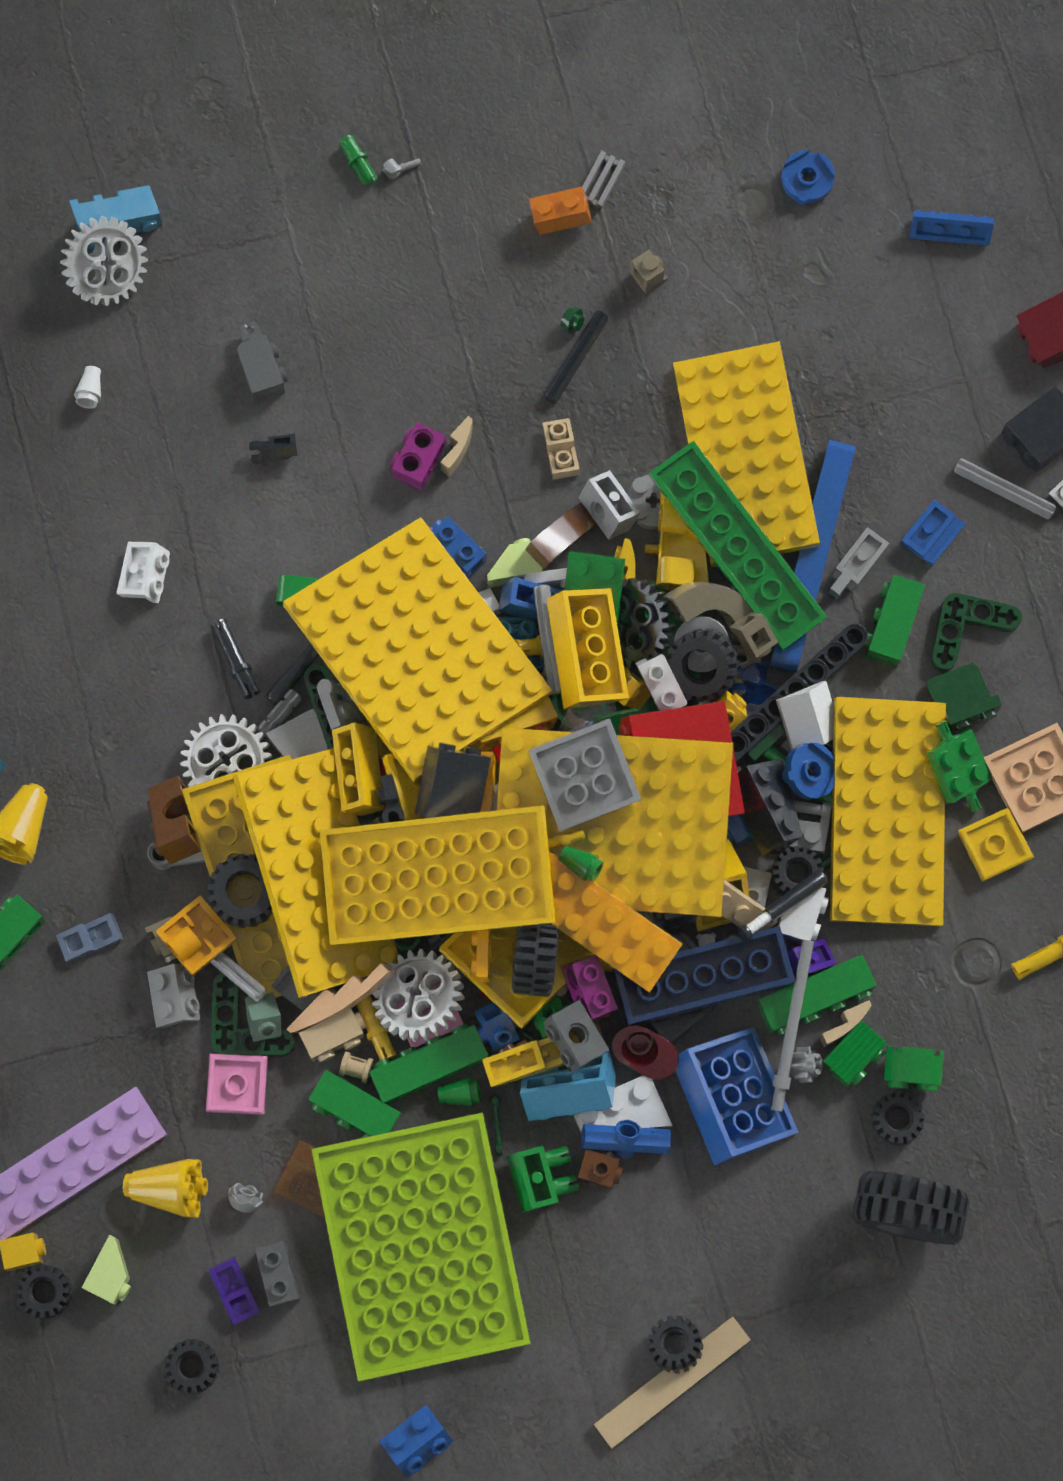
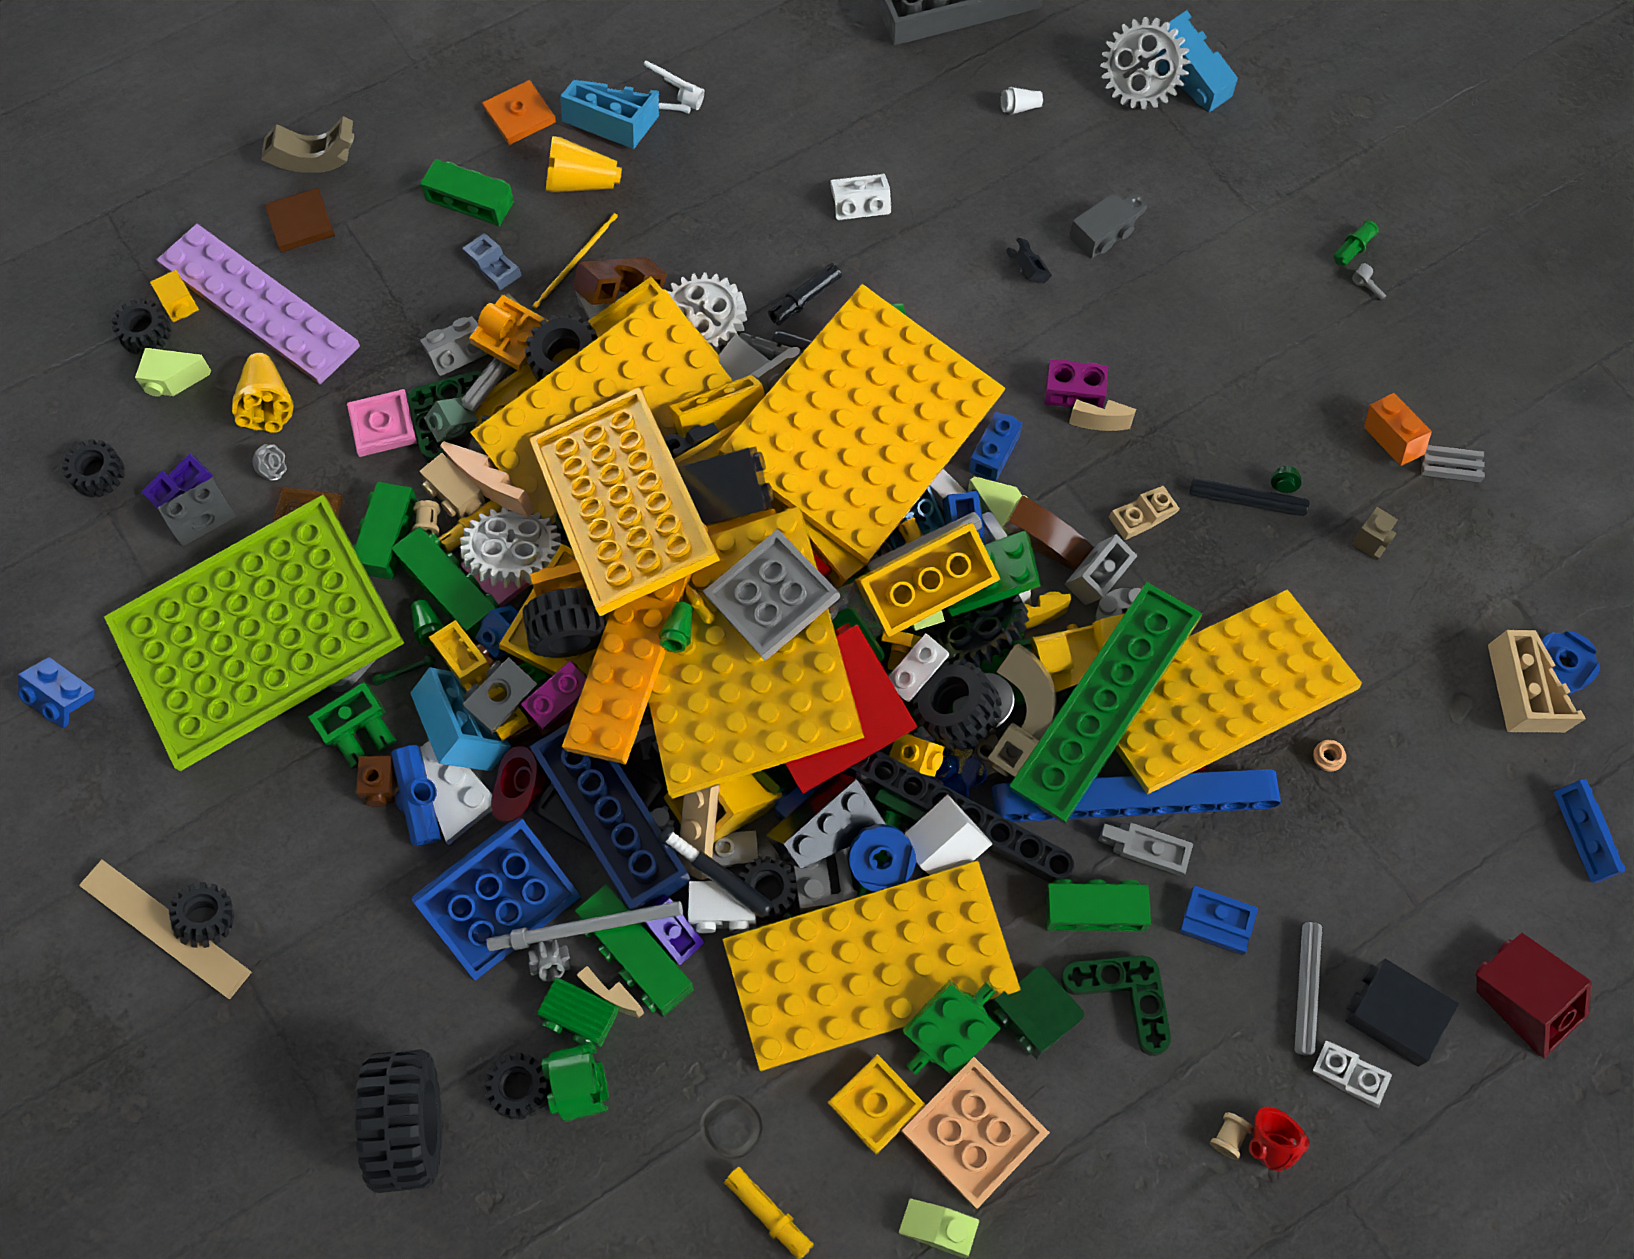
camera: 75 degrees right, 10 degrees down
(116, 861) = (552, 286): none -> yellow piece
(821, 215) = (1528, 685): none -> tan wedge
(829, 385) = (1335, 749): none -> light nougat plate

